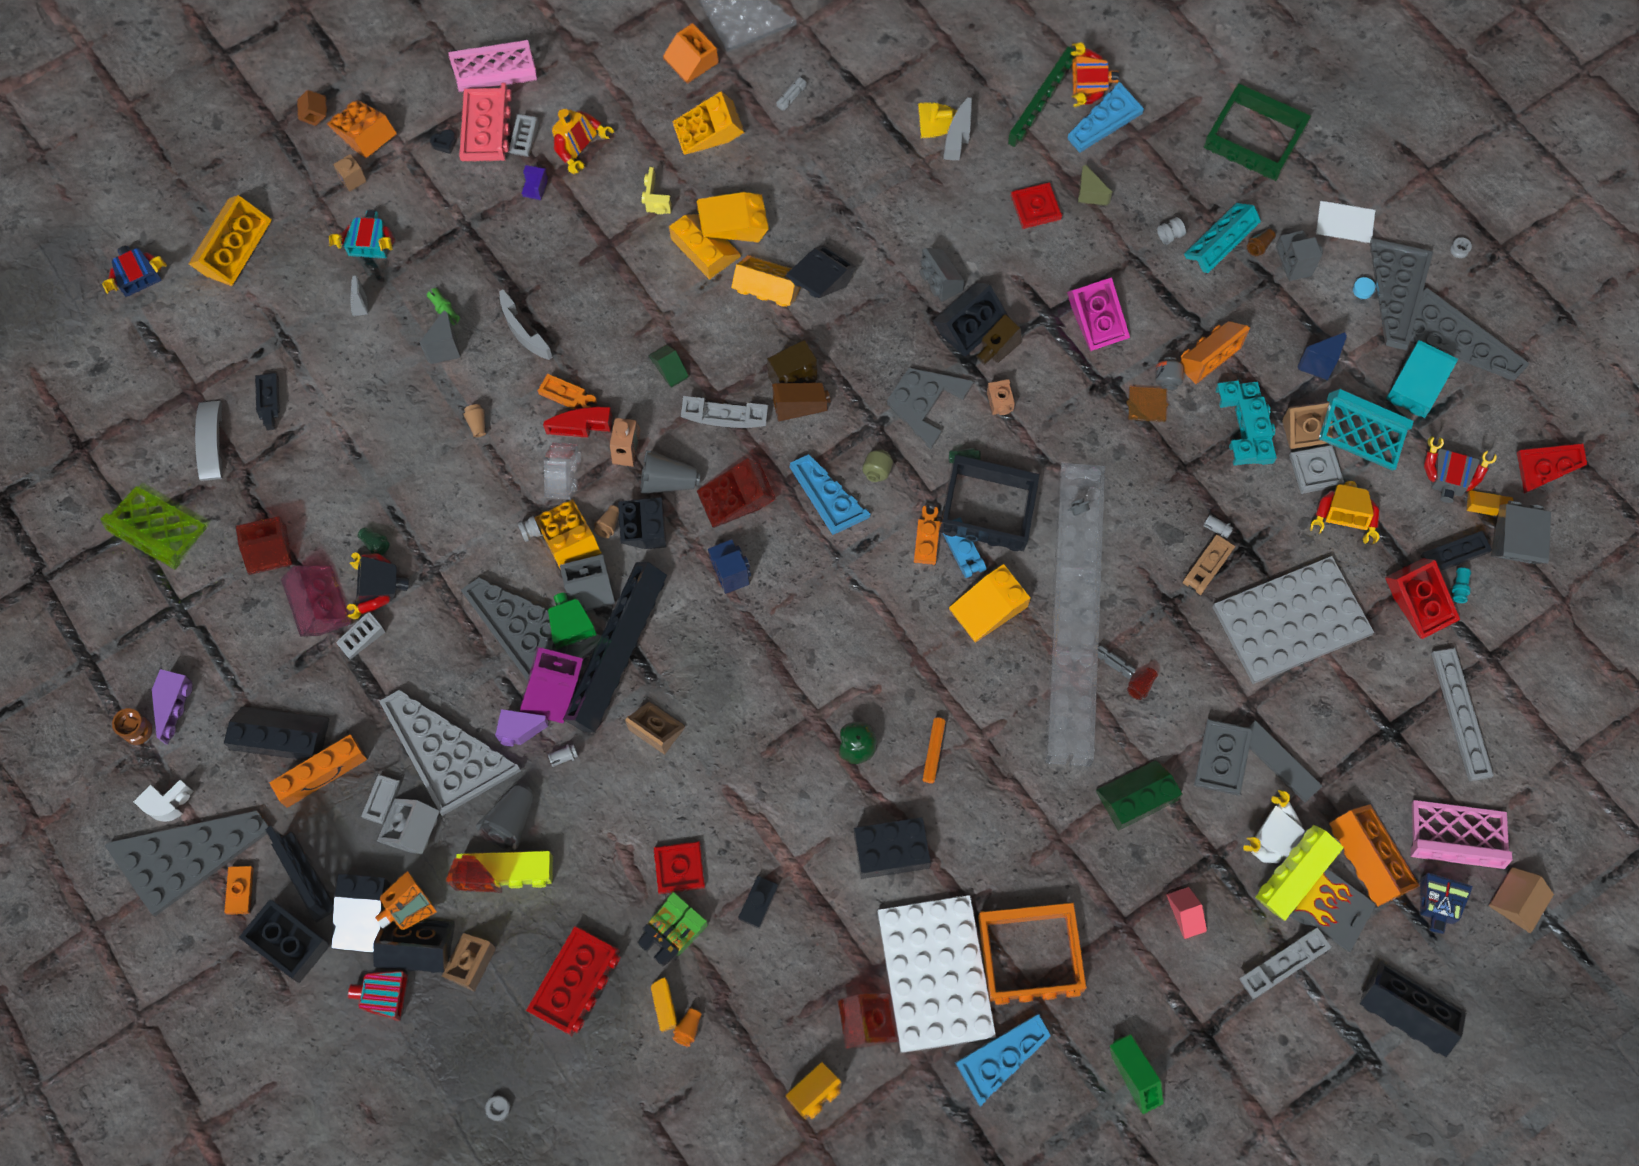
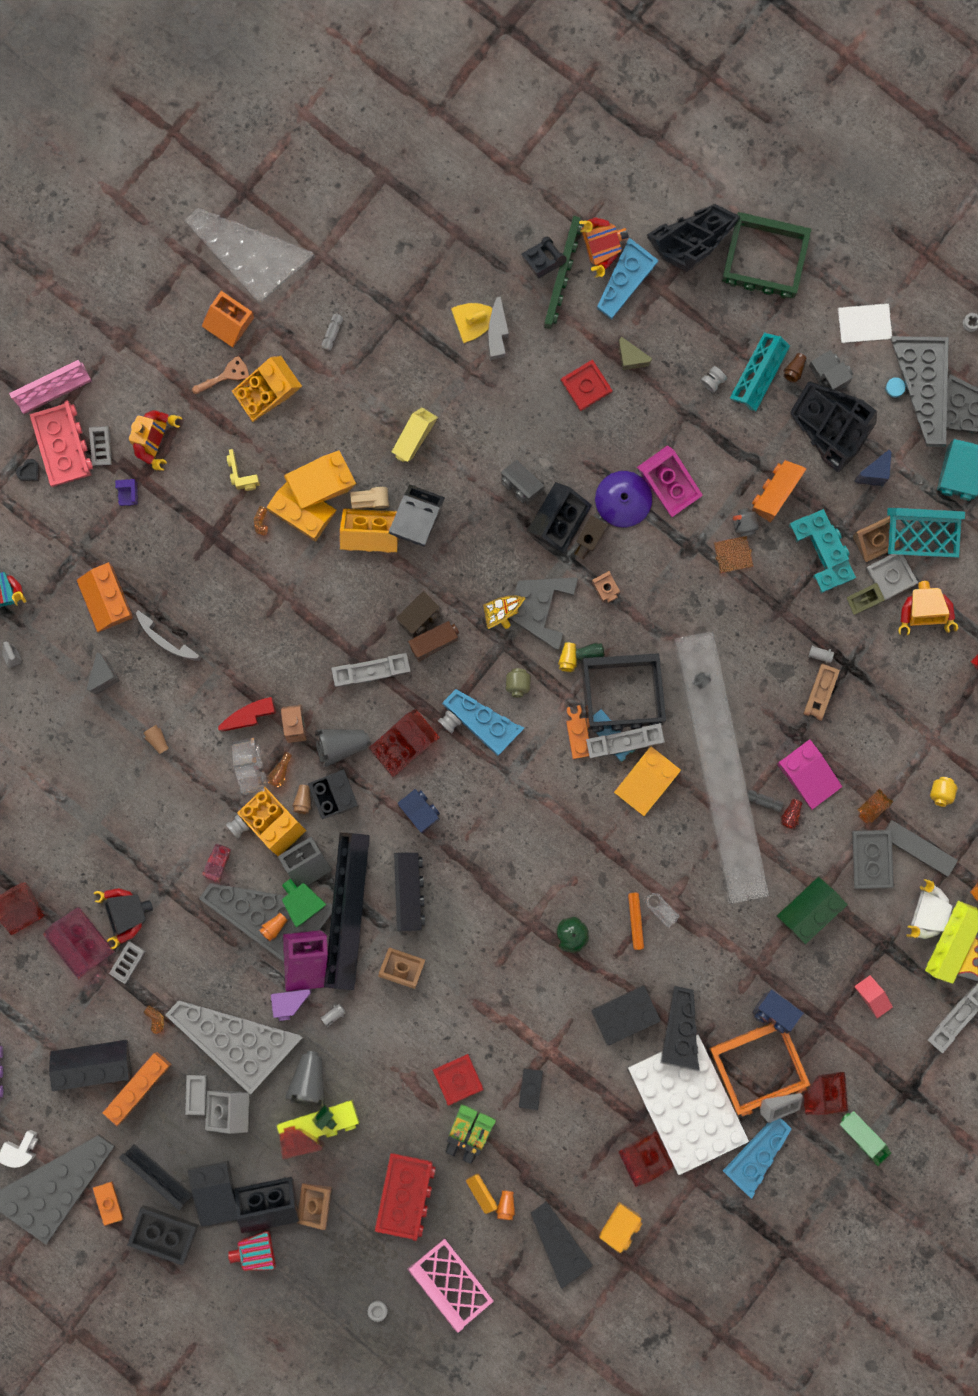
camera: 15 degrees left, 15 degrees up
(369, 705) = (157, 1019): none -> clear orange arm
(373, 541) = (109, 876): clear green cone -> none
(404, 904) = (249, 1178): orange torso -> none
(442, 304) = (88, 638): bright green pin -> none
(474, 272) = (104, 597): none -> orange slope
(492, 560) = (216, 863): none -> clear pink leg
(511, 858) = (324, 1118): none -> dark green tile
(528, 639) = (273, 927): none -> orange cone
(565, 393) = (225, 691): orange plate -> none
(572, 1110) = (435, 1294): none -> bright pink fence
(588, 491) = (278, 774): none -> clear orange cone
(657, 241) = (258, 521): none -> clear orange arm
(669, 365) = (307, 637): dark green slope -> none
(674, 104) = (227, 374): none -> nougat piece
(689, 644) = (408, 891): none -> black slope
(737, 1100) = (562, 1249): none -> black wing
(784, 252) = (375, 498): none -> tan piece
(791, 485) = (449, 721): none -> light grey wheel
(843, 202) = (414, 434): none -> light yellow slope
(883, 390) = (500, 609): none -> shield
(939, 456) = (568, 658): none -> yellow cone
(948, 890) = (680, 1040): none -> black wing
(966, 745) = (662, 910): none -> clear piece
(977, 553) = (625, 741): none -> light grey slope
(1022, 78) = (539, 261): none -> black plate
(1032, 997) = (780, 1106): none -> light grey slope
(1044, 331) = (623, 512): none -> dark purple dish
(1069, 888) = (777, 1011): none -> dark blue brick
(1103, 1007) = (826, 1095): none -> clear red slope
(1173, 645) = (810, 774): none -> dark pink slope
(1184, 98) = (693, 238): none -> black wedge
(1240, 698) = (874, 806): none -> clear orange hips
(1283, 482) = (865, 599): none -> olive slope
(1292, 299) = (834, 422): none -> black wedge
(1292, 620) = (902, 720): light grey plate -> none
(1323, 705) = (943, 791): none -> yellow head

